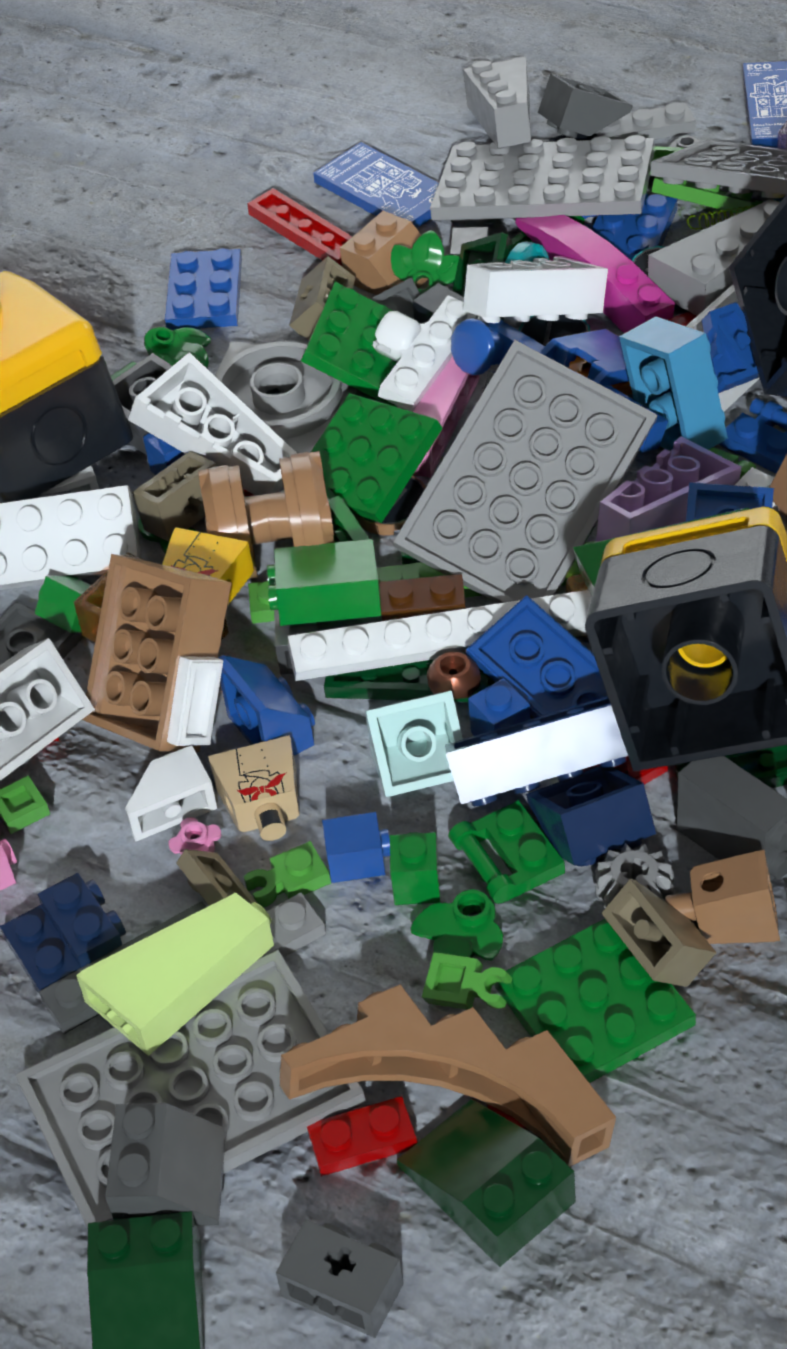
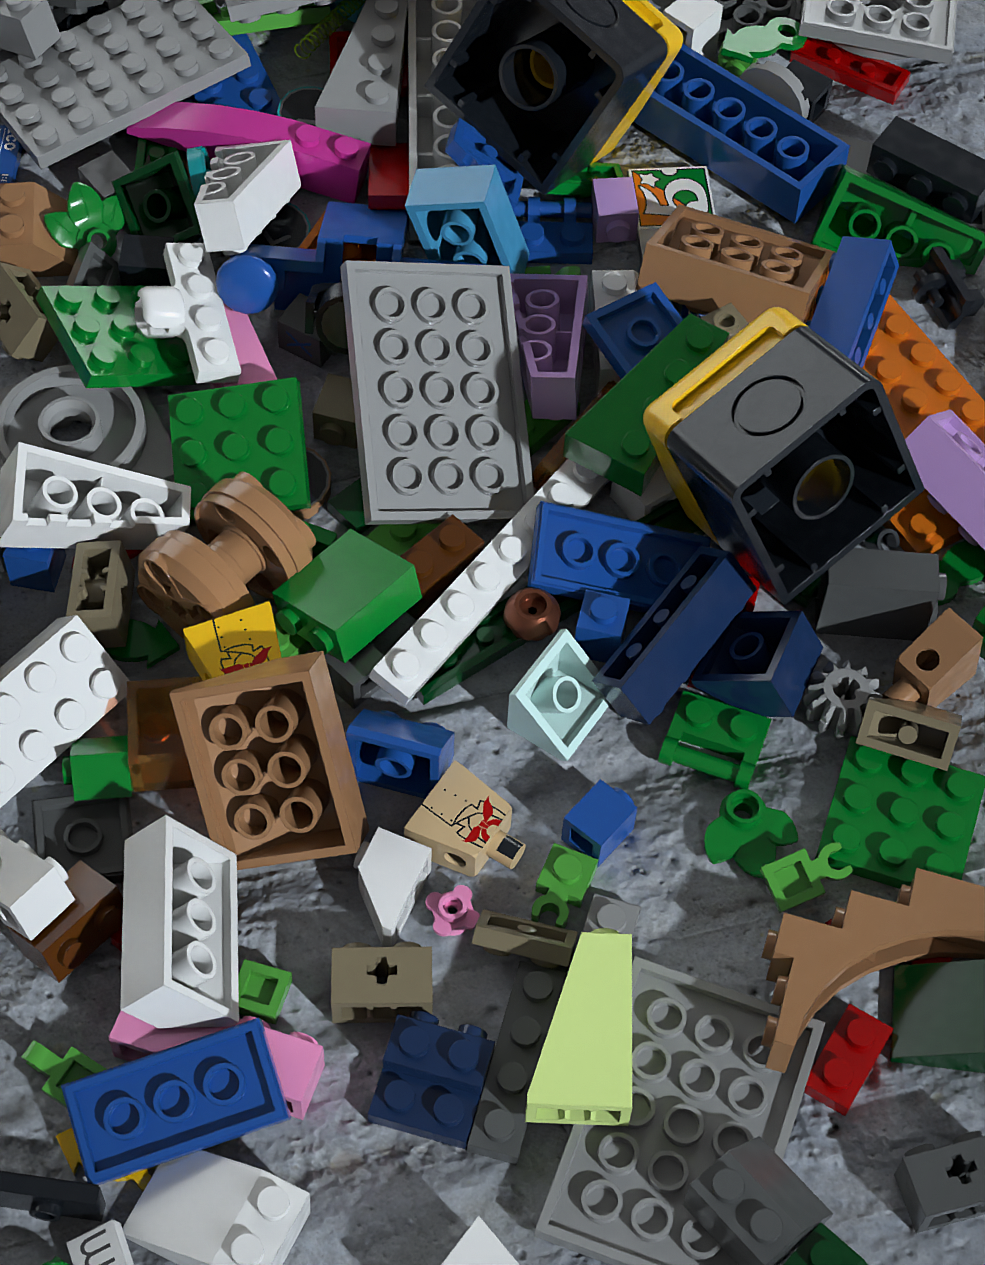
camera: 50 degrees left, 10 degrees up
(97, 849) = (359, 997): none -> dark tan brick
(194, 701) = (357, 784): white tile -> none
(414, 868) = (669, 805): green brick -> none

